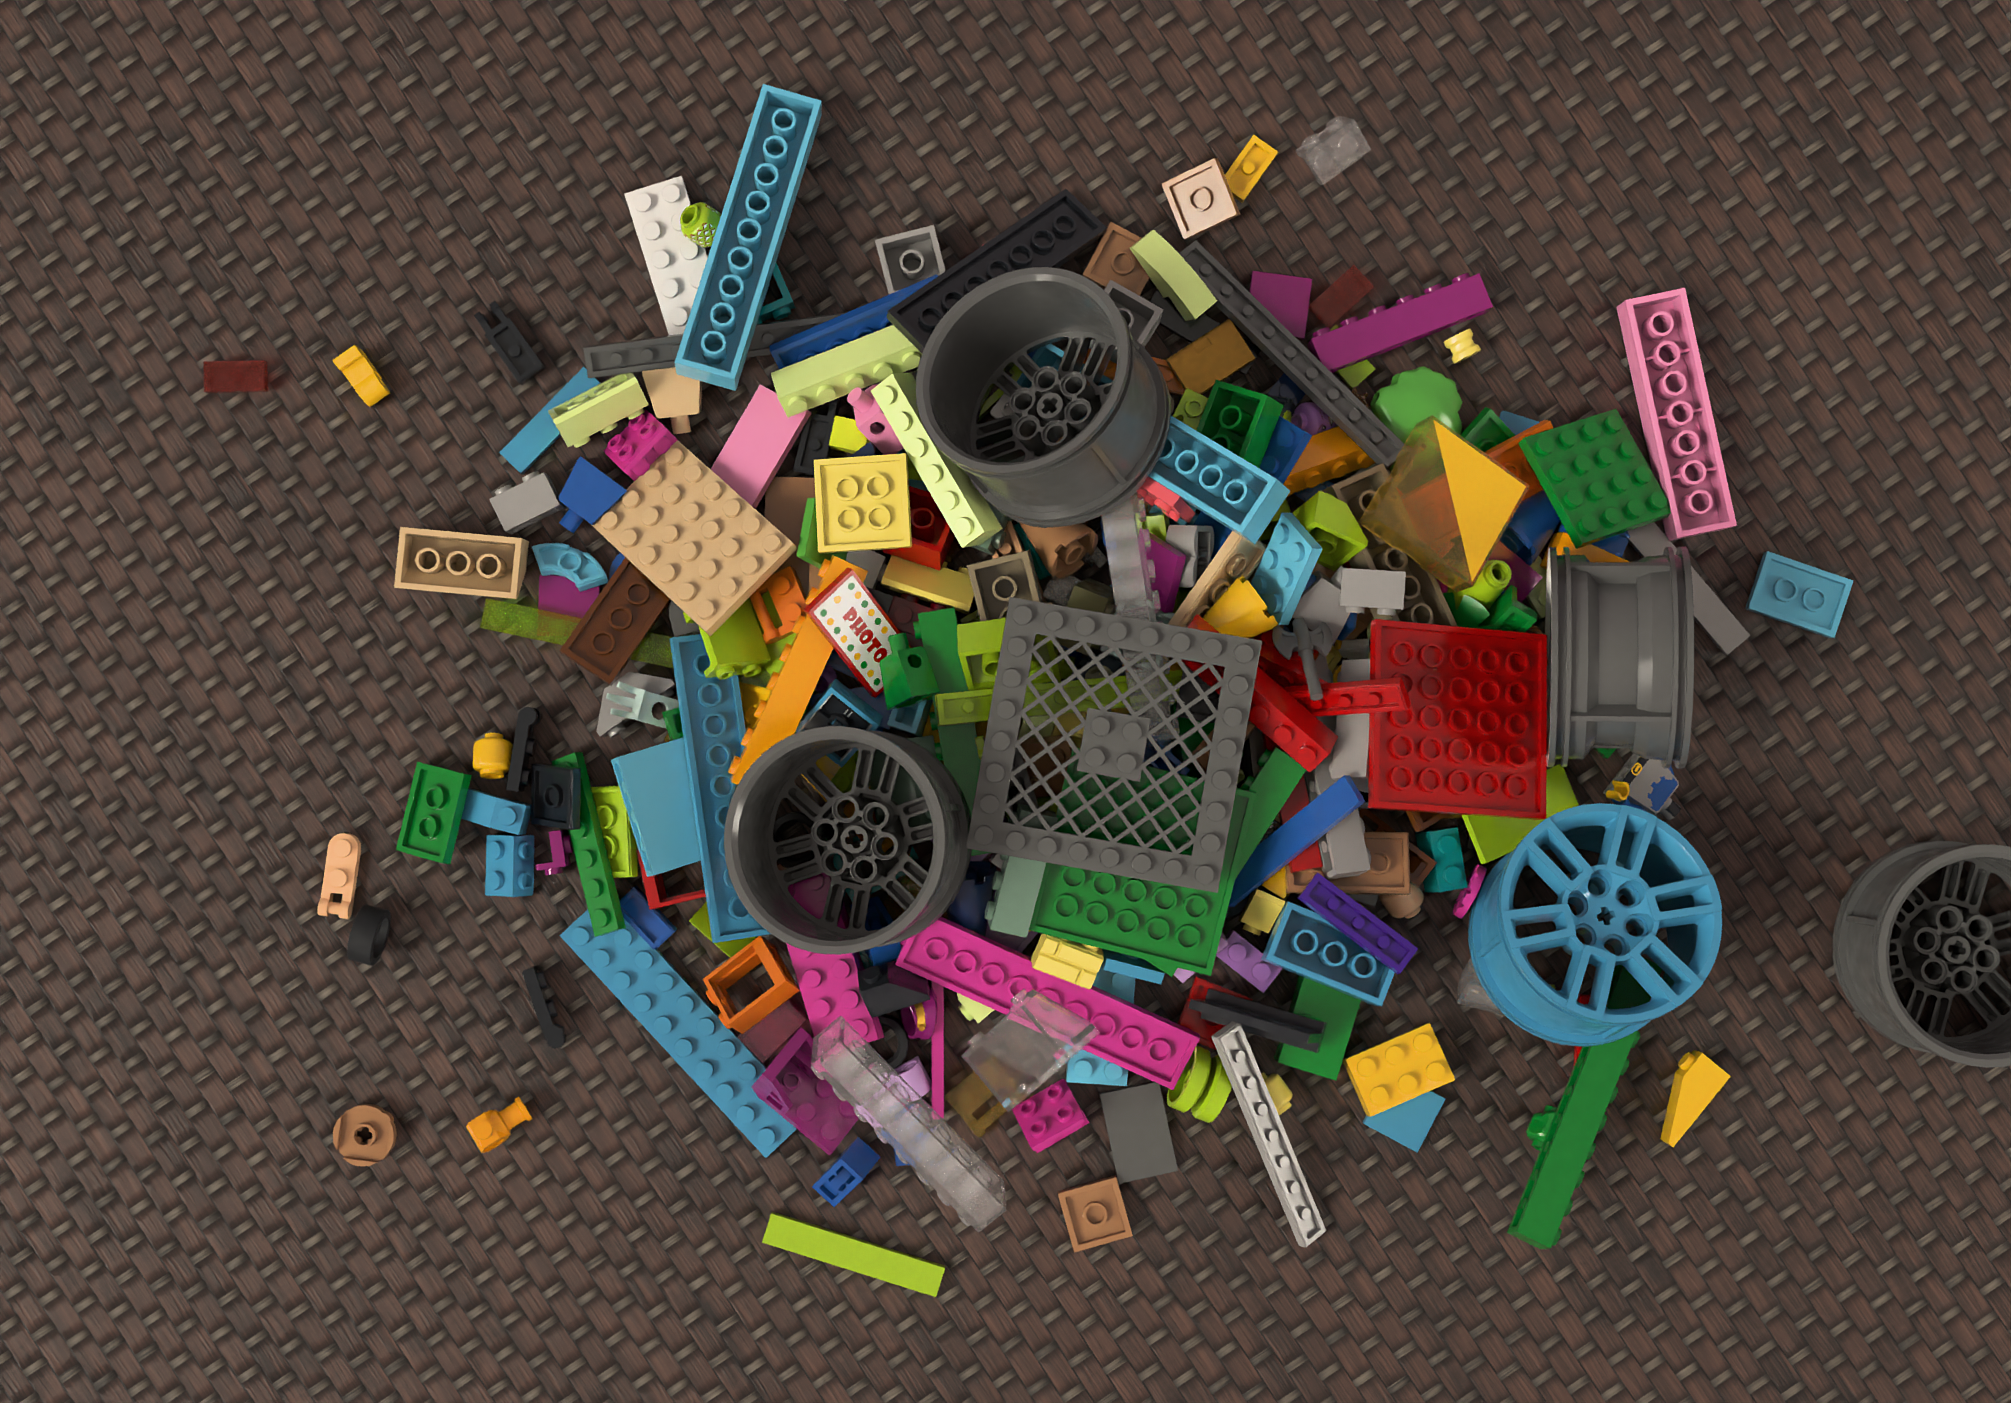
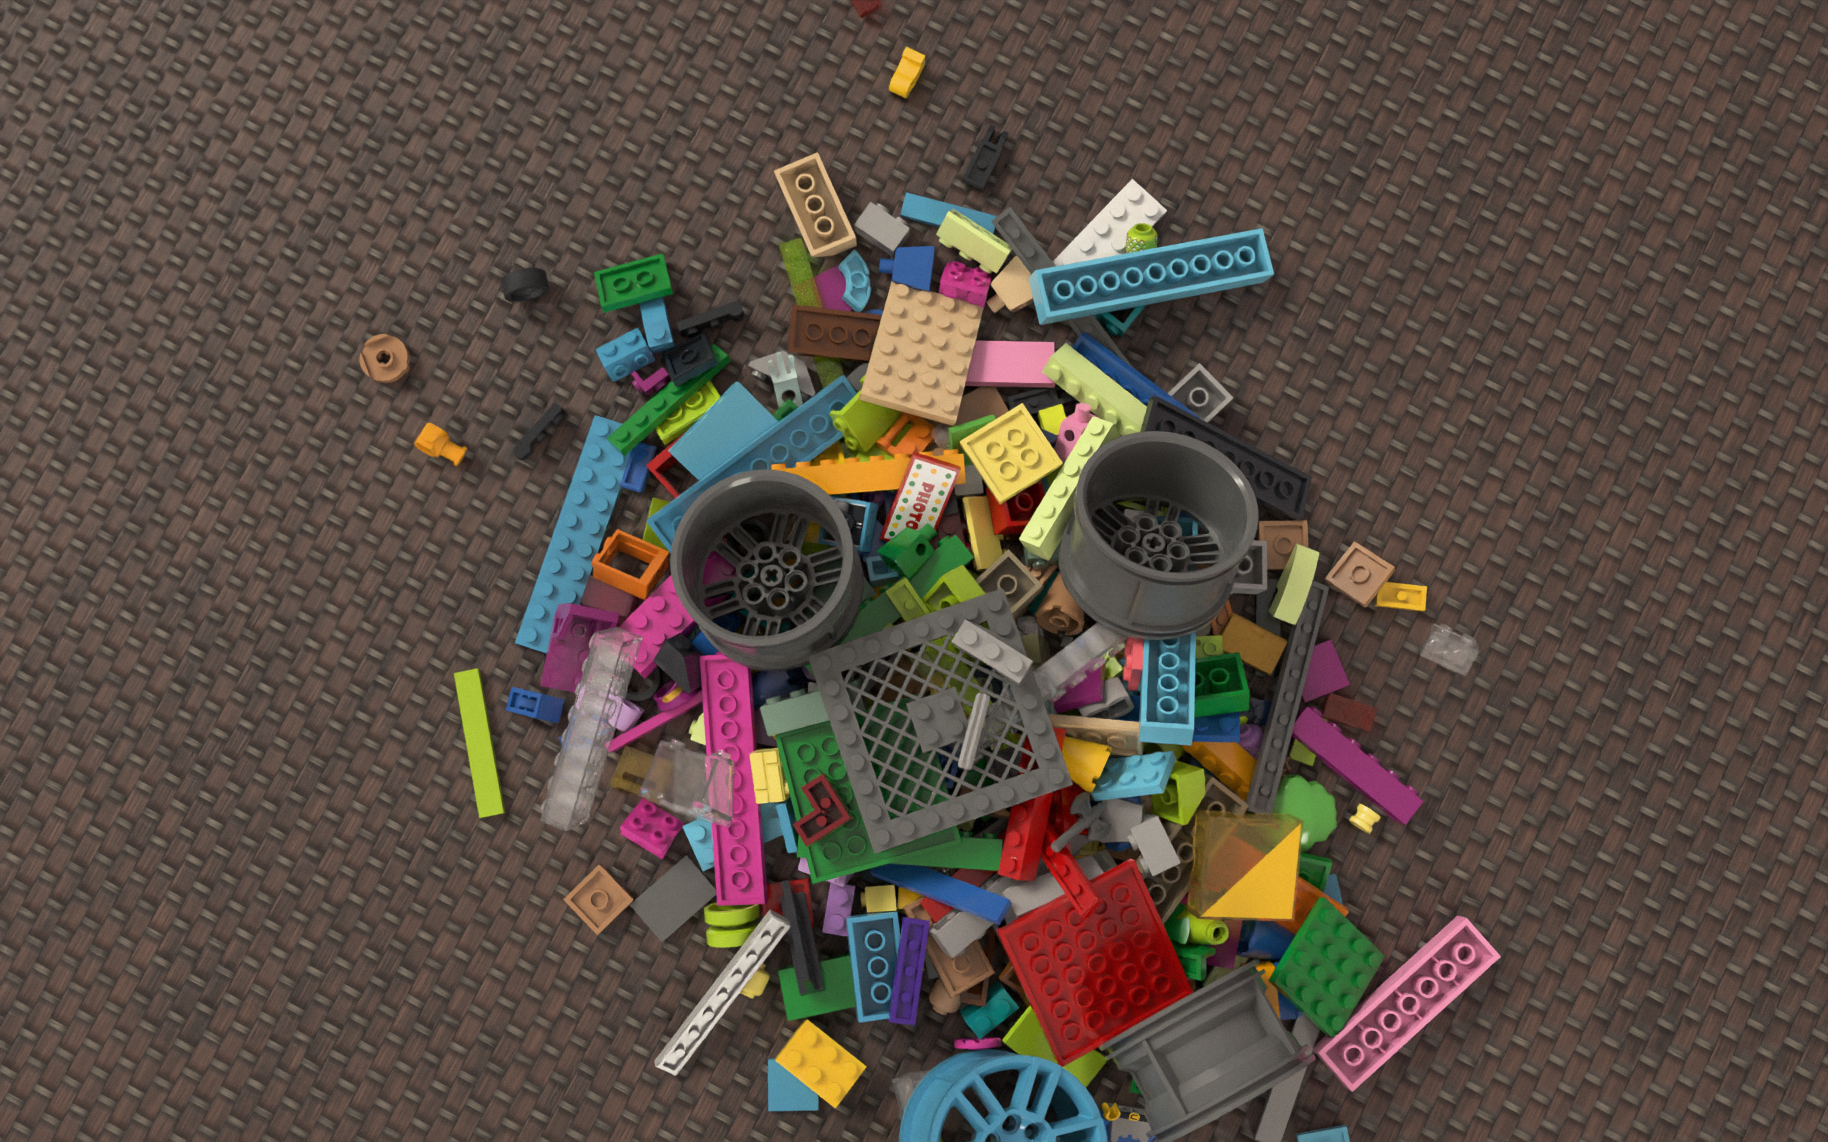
camera: 65 degrees right, 5 degrees down
(340, 875) = (555, 245): light nougat plate -> none
(492, 756) = (694, 300): yellow head -> none
(798, 568) = (940, 436): none -> clear piece
(1074, 648) = (992, 652): none -> light grey arch
(1144, 915) = (828, 814): none -> dark red brick
(1147, 714) = (973, 731): none -> light grey axle

